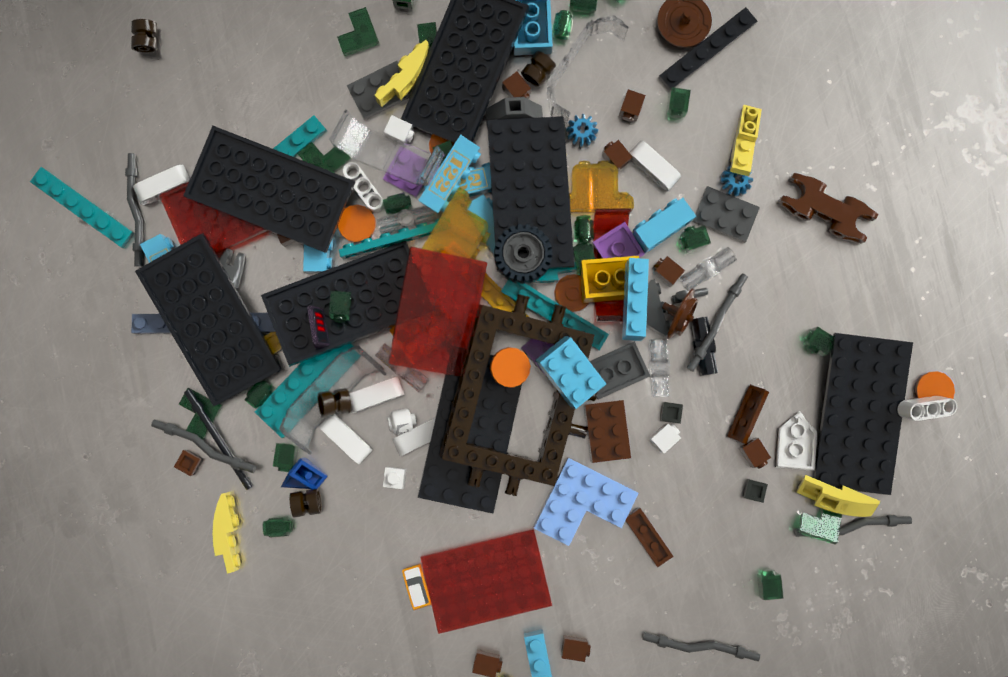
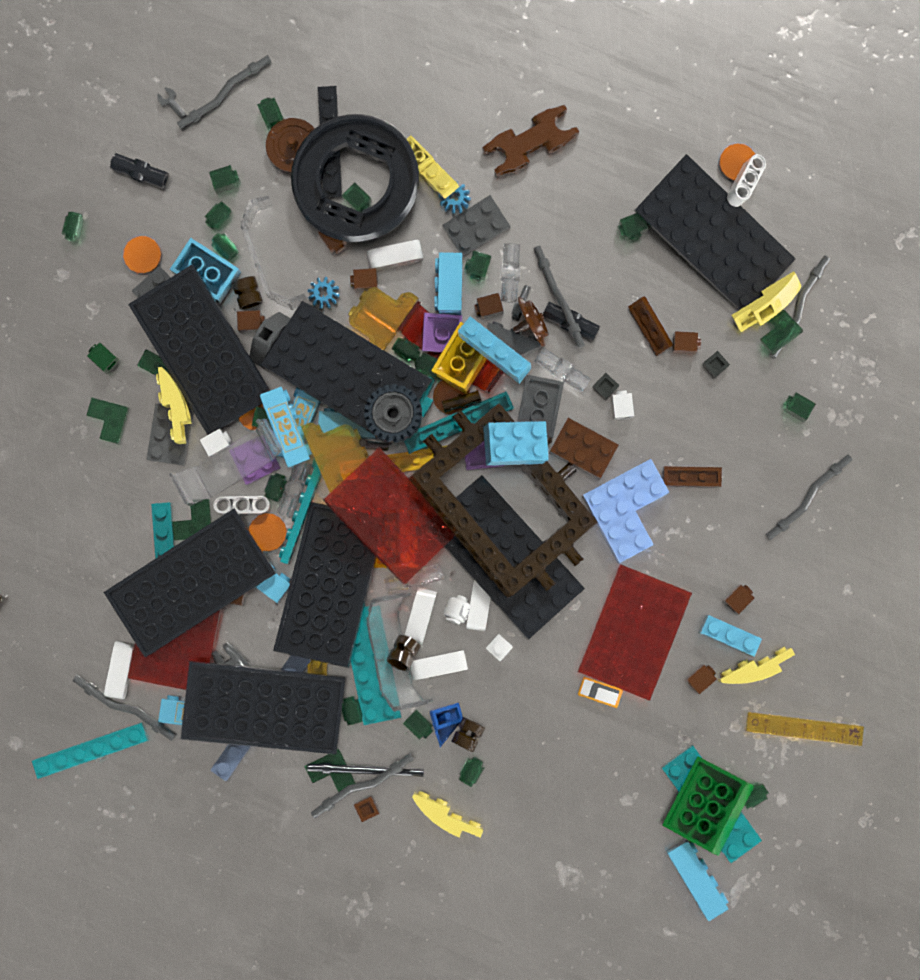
camera: 45 degrees left, 0 degrees up
(318, 327) = (333, 621): slope -> none
(340, 306) = (329, 591): clear green brick -> none
(487, 257) = (373, 445): none -> dark grey bar
(510, 367) = (477, 488): orange tile -> none
(574, 303) = (461, 401): none -> dark brown pin
(733, 70) = (366, 136): none -> black piece
(796, 444) = (702, 304): white tile -> none

